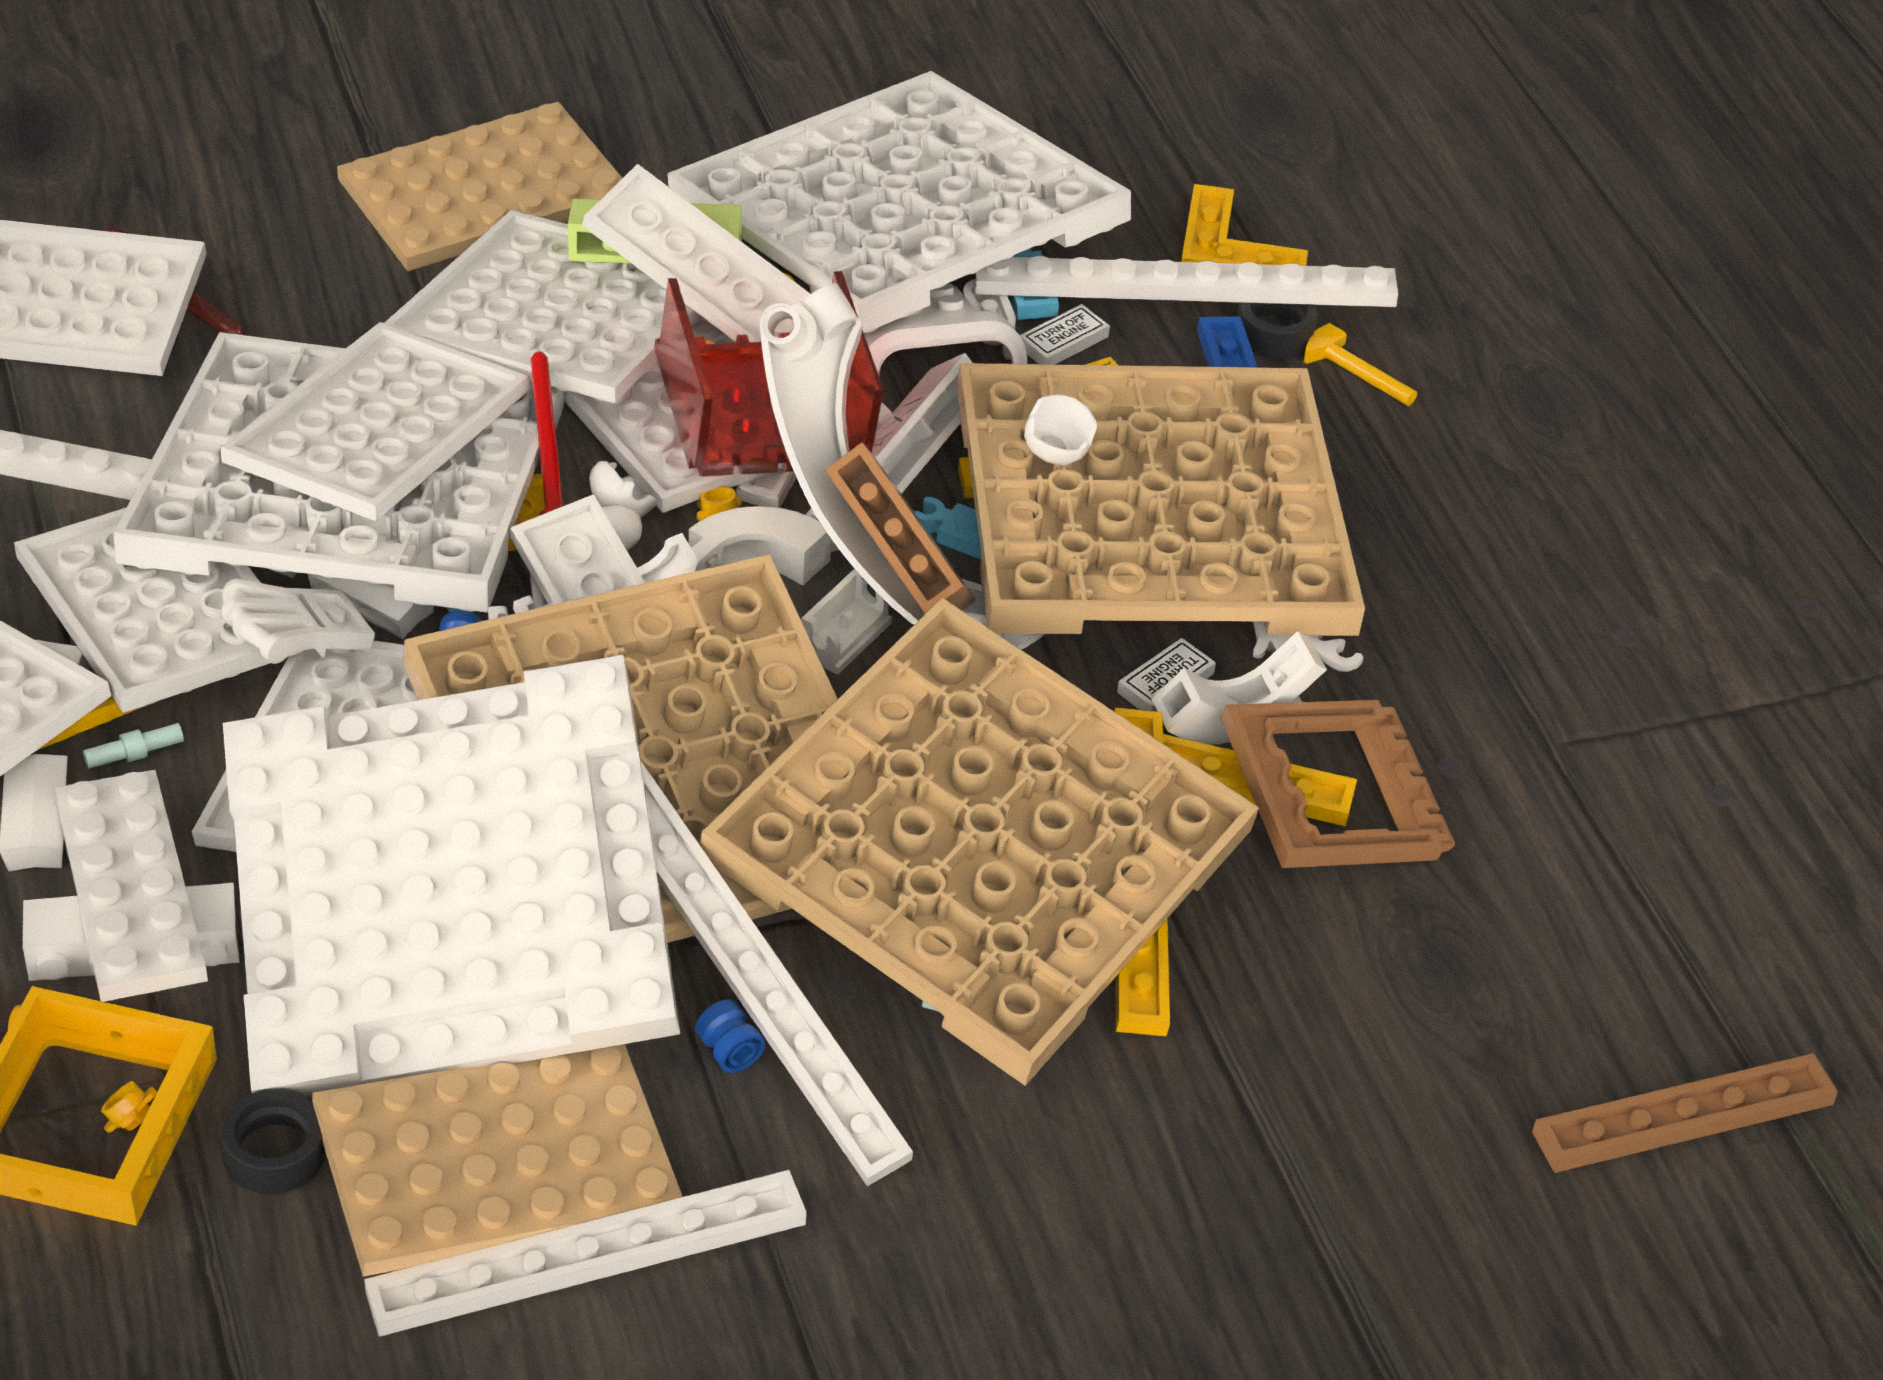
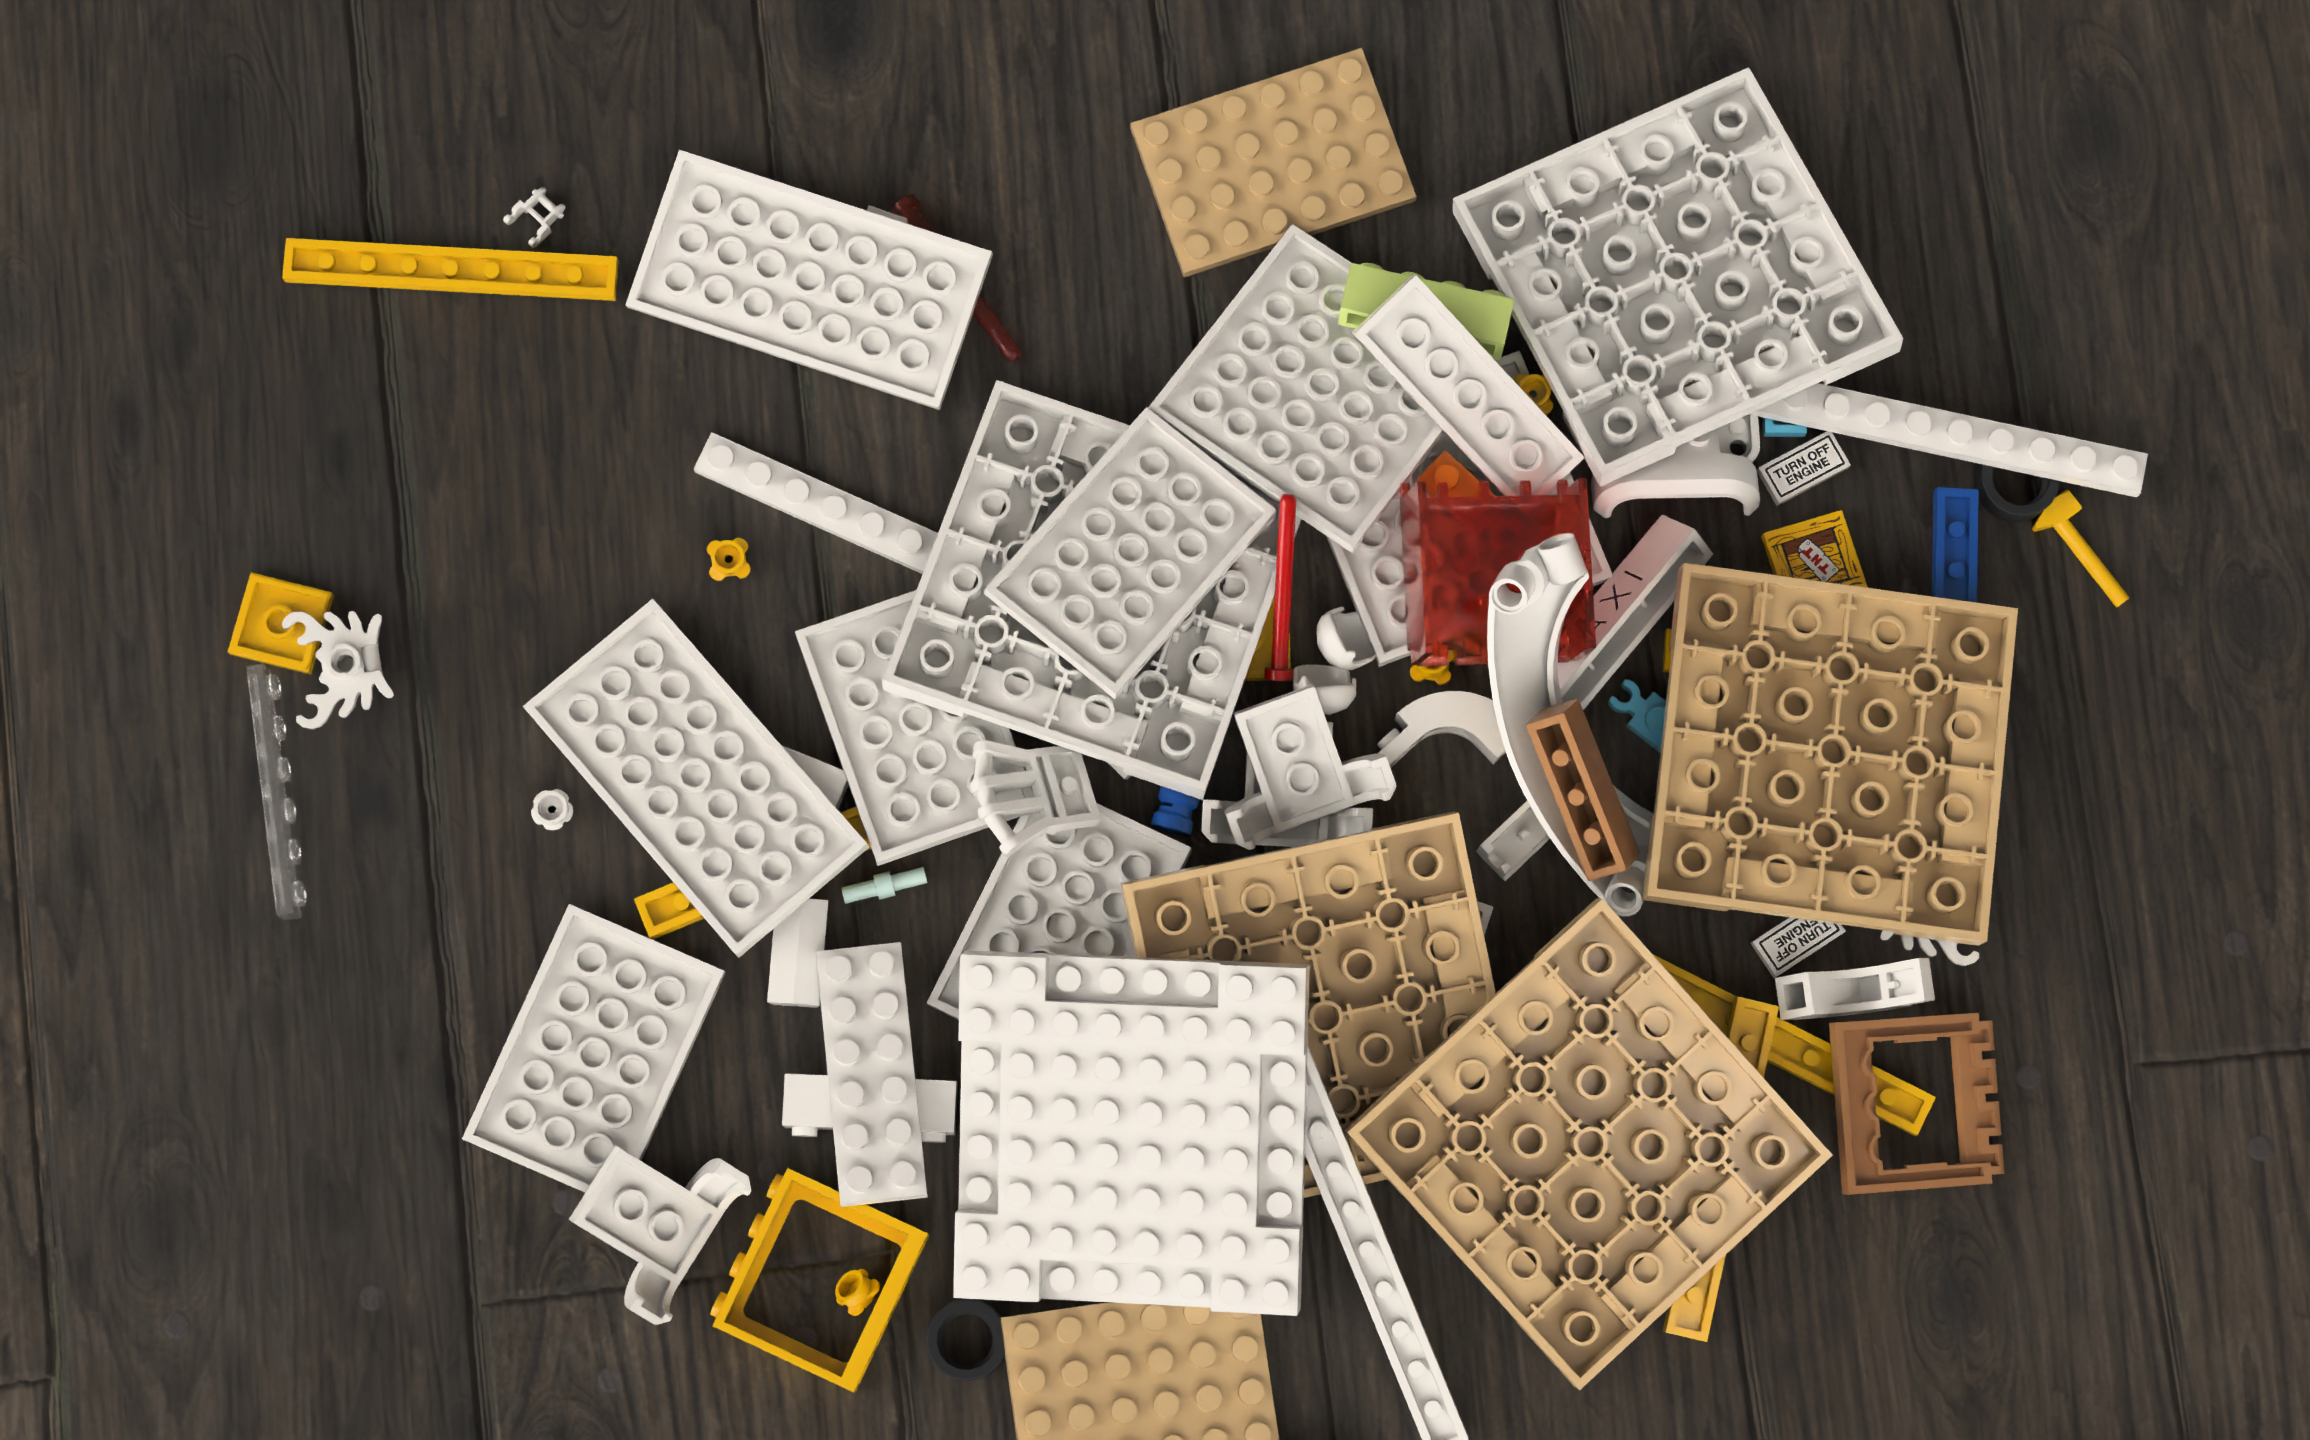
camera: 10 degrees right, 35 degrees up
(733, 1040) = (1342, 1295): blue wheel -> none
(1060, 429) = (1755, 694): white hair -> none
(1208, 233) = (1980, 375): yellow plate -> none

